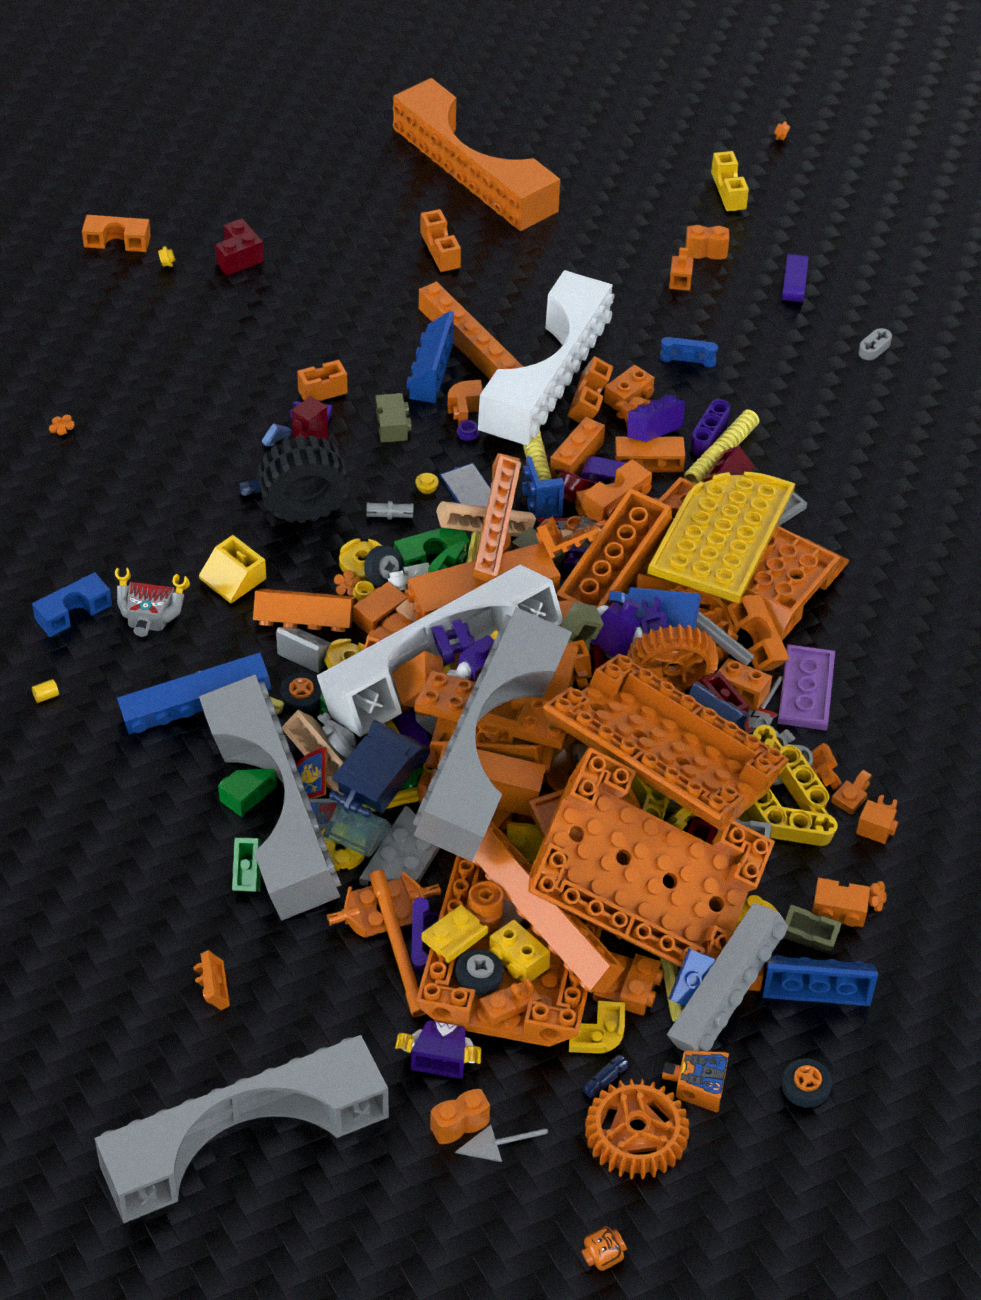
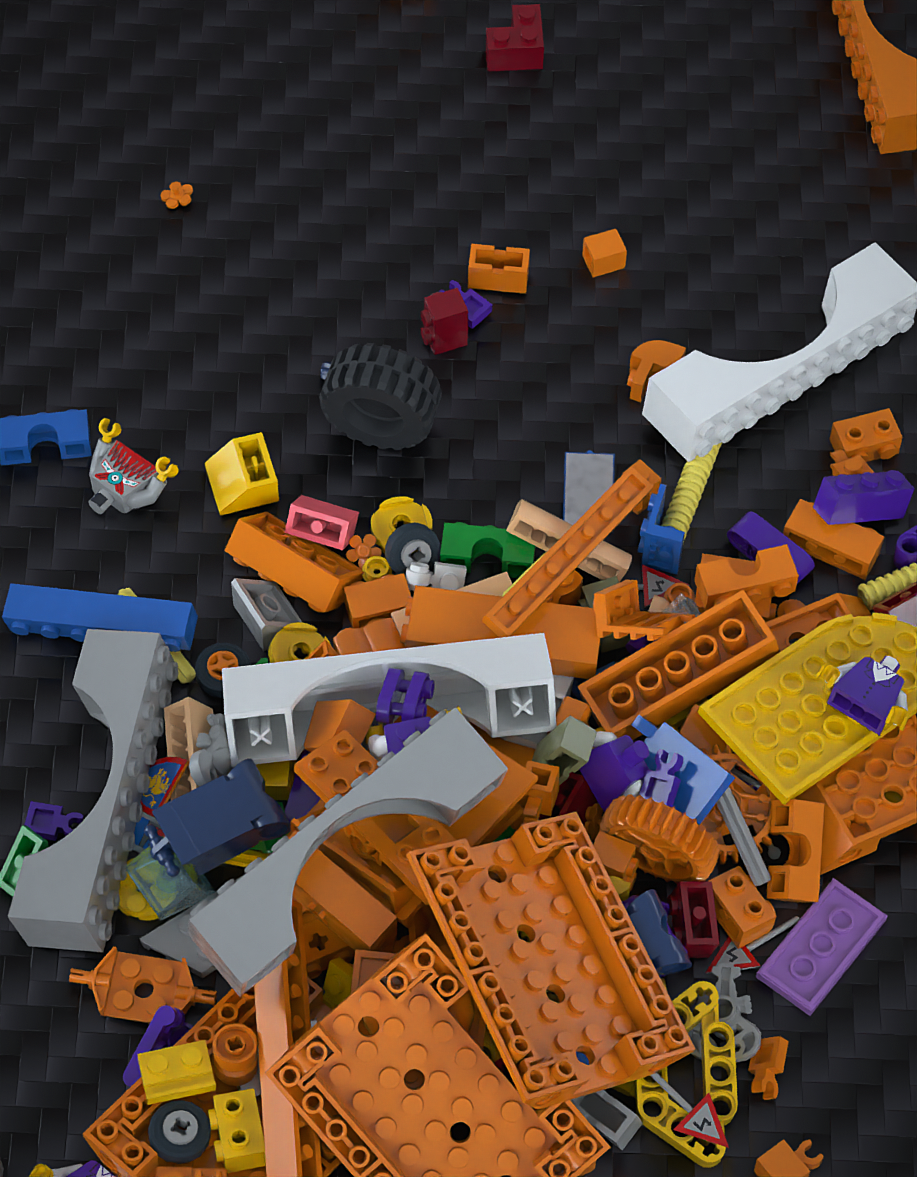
camera: 30 degrees right, 10 degrees up
(166, 256) = (428, 18): yellow plate -> none
(244, 830) = (49, 820): none -> dark purple plate
(246, 788) = (82, 764): green slope -> none
(275, 434) = (404, 313): medium blue tile -> none
(309, 575) = (321, 522): none -> coral brick
(382, 893) = (145, 974): orange piece -> none
(384, 348) = (604, 252): none -> orange panel
(390, 510) = (473, 475): light grey pin -> none
(391, 416) = (552, 357): olive brick -> none
(426, 483) = (541, 457): yellow plate -> none
(432, 359) = (649, 293): blue slope -> none
(442, 247) = (763, 130): orange arch -> none
(450, 557) = (488, 579): green slope -> none
(467, 430) = (632, 408): dark purple plate -> none
(468, 332) = (715, 276): orange brick -> none
(572, 484) = (705, 540): dark red piece -> none
(579, 445) = (749, 491): orange brick -> none
(587, 394) = (811, 420): orange arch -> none
(749, 516) = (868, 692): none -> dark purple torso
(811, 810) = (701, 1120): none -> piece
(851, 796) = (778, 1119): orange plate -> none

